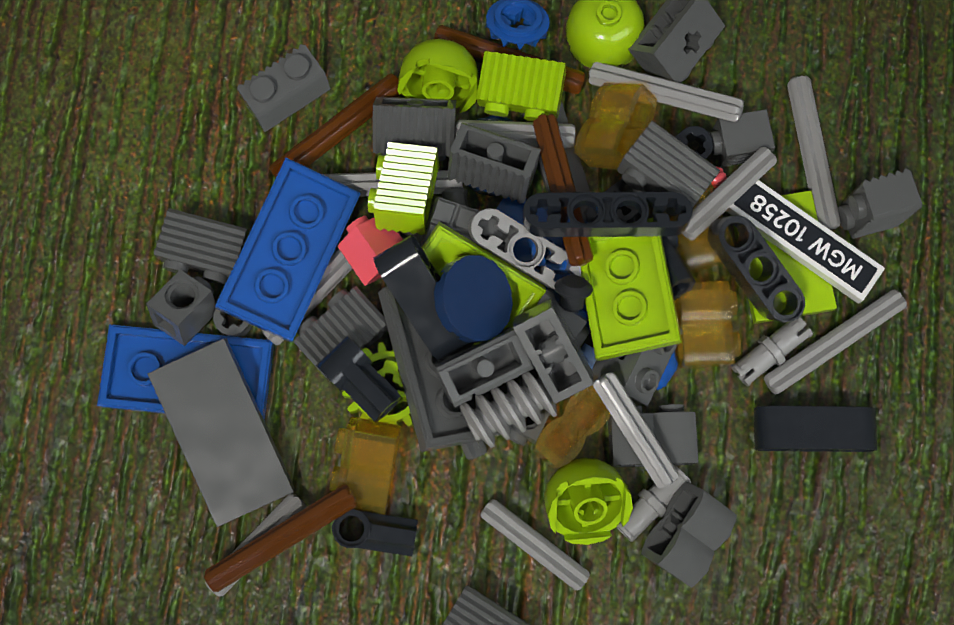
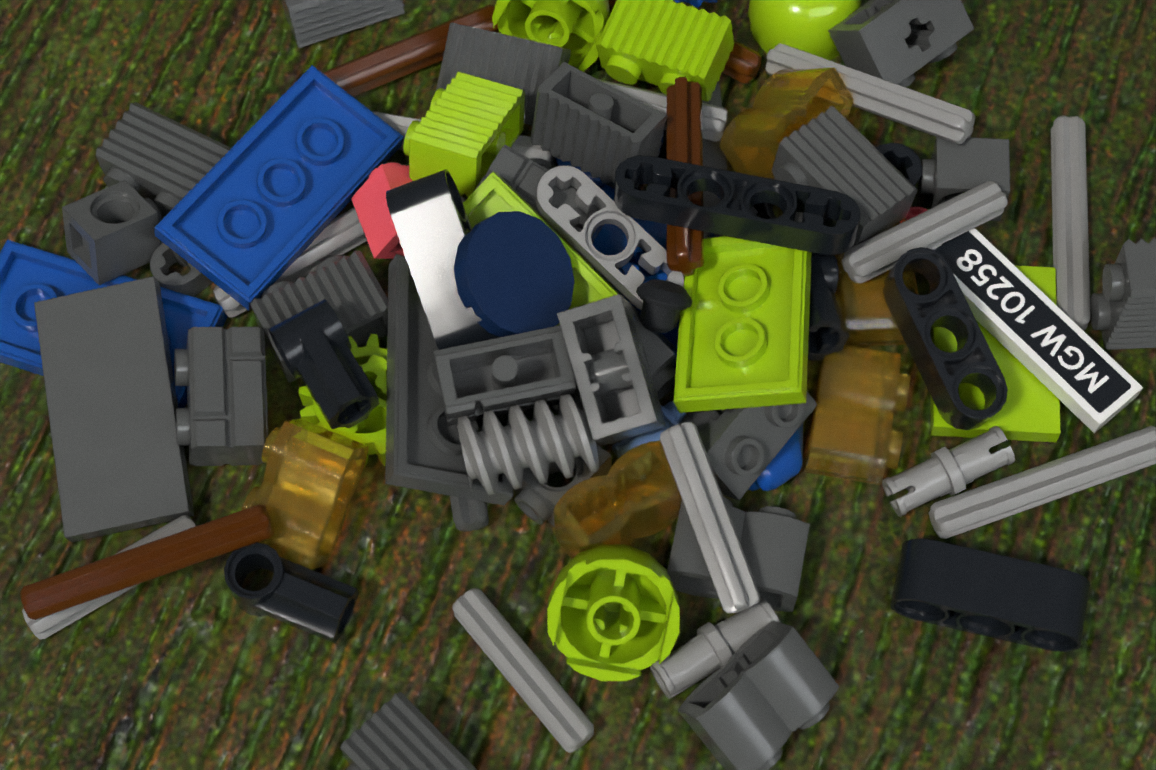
camera: 15 degrees right, 15 degrees down
(293, 408) = (224, 396): none -> dark grey brick

